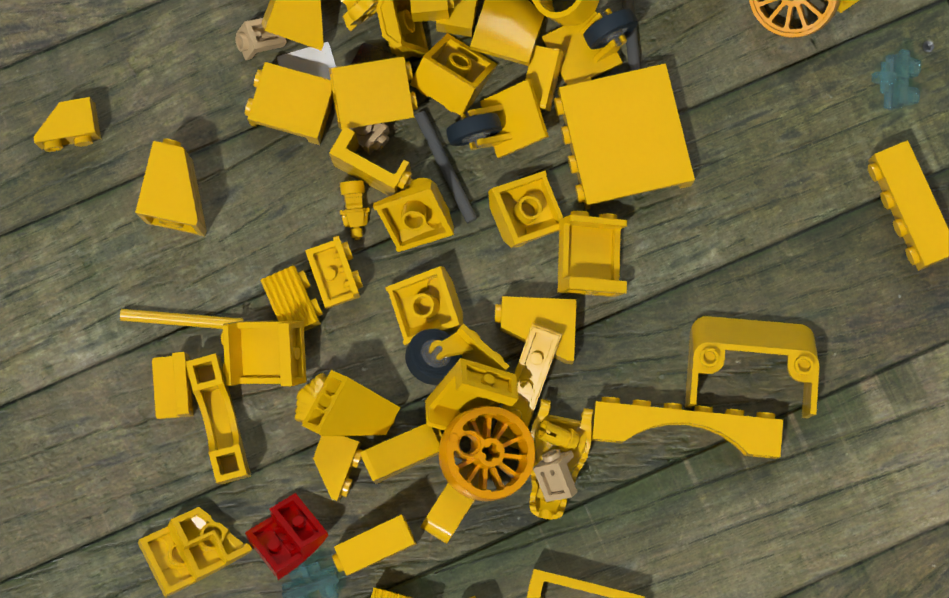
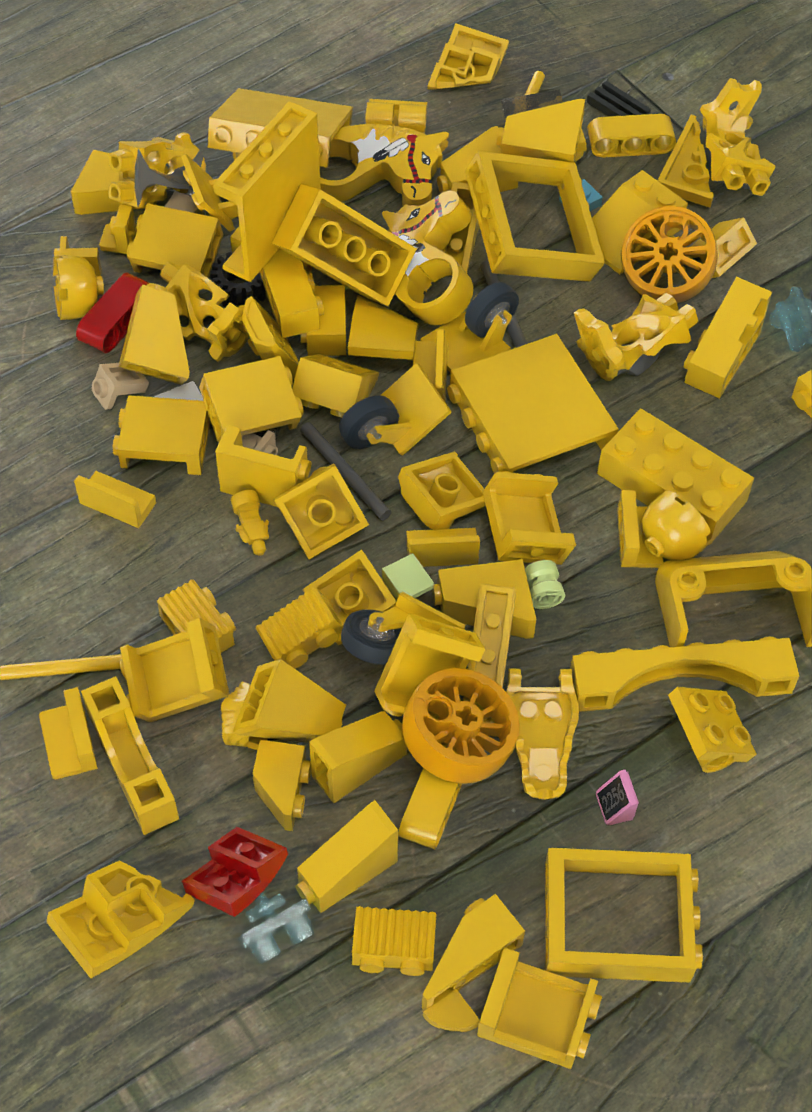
camera: 15 degrees left, 25 degrees down
(171, 190) = (38, 531): yellow slope -> none
(242, 159) = (115, 498): none -> yellow panel
(333, 273) = (242, 585): yellow bracket -> none
(375, 330) = (300, 628): none -> yellow brick
(475, 298) = (407, 577): none -> yellowish green panel
(514, 262) = (444, 546): none -> yellow panel
(555, 476) = (547, 739): tan bracket -> none
(558, 436) = (538, 699): yellow pin -> none
(591, 320) = (543, 584): none -> yellowish green wheel
(602, 530) = (617, 799): none -> slope
(688, 282) = (631, 537): none -> yellow panel
(696, 484) = (712, 727): none -> yellow plate
(713, 293) = (674, 528): none -> yellow cylinder
(733, 233) = (658, 459): none -> yellow brick
(754, 78) = (648, 328): none -> yellow hips
(822, 96) = (728, 338): none -> yellow wedge

